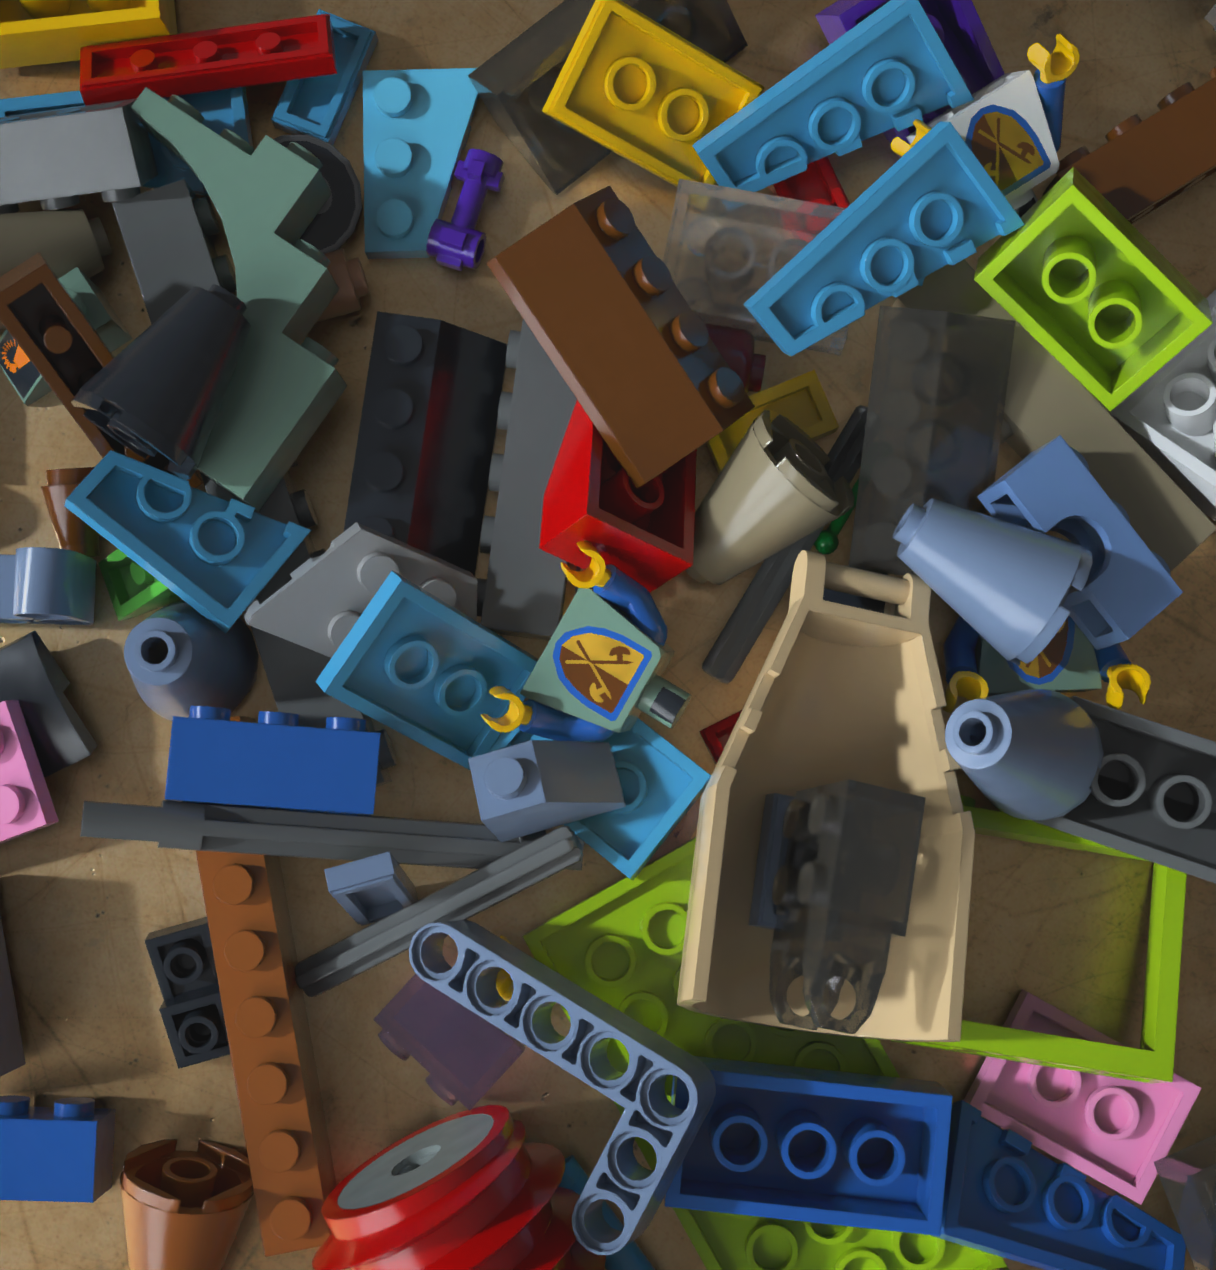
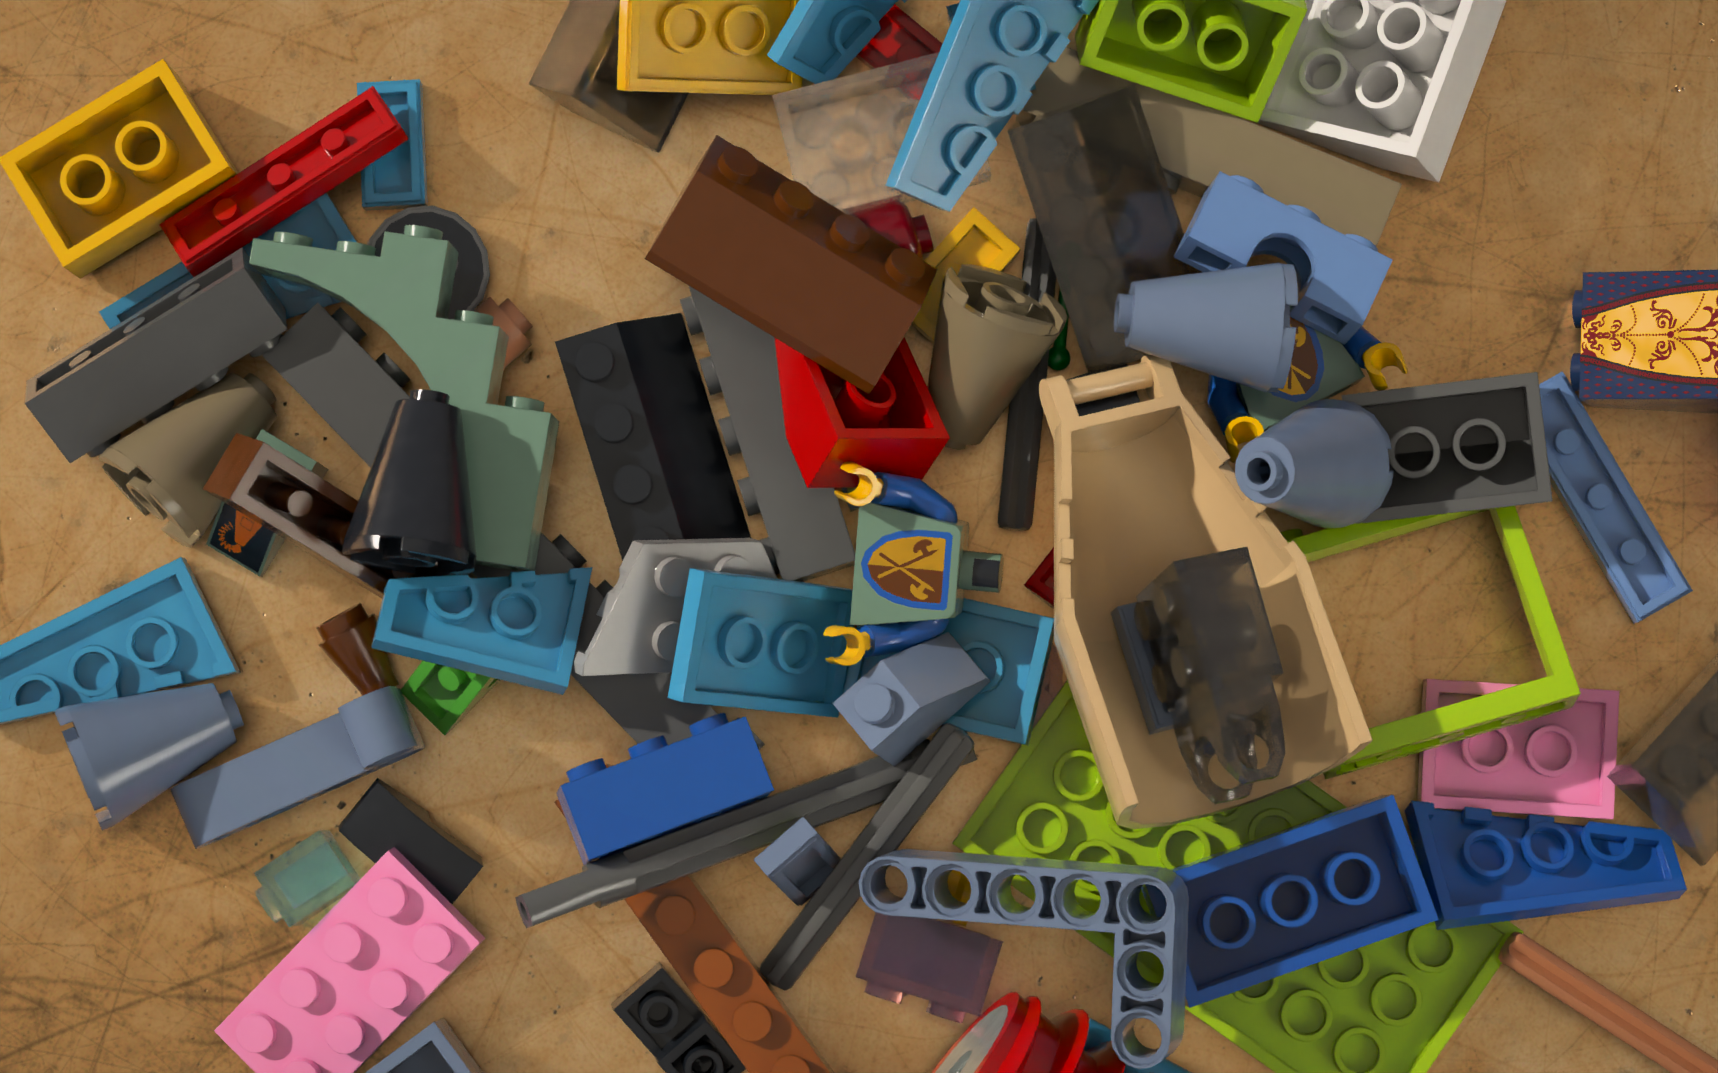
camera: 25 degrees left, 0 degrees up
(188, 661) = (559, 741): sand blue cone -> none
(411, 149) = (506, 175): medium azure wing -> none
(457, 241) = (590, 240): dark purple bar -> none

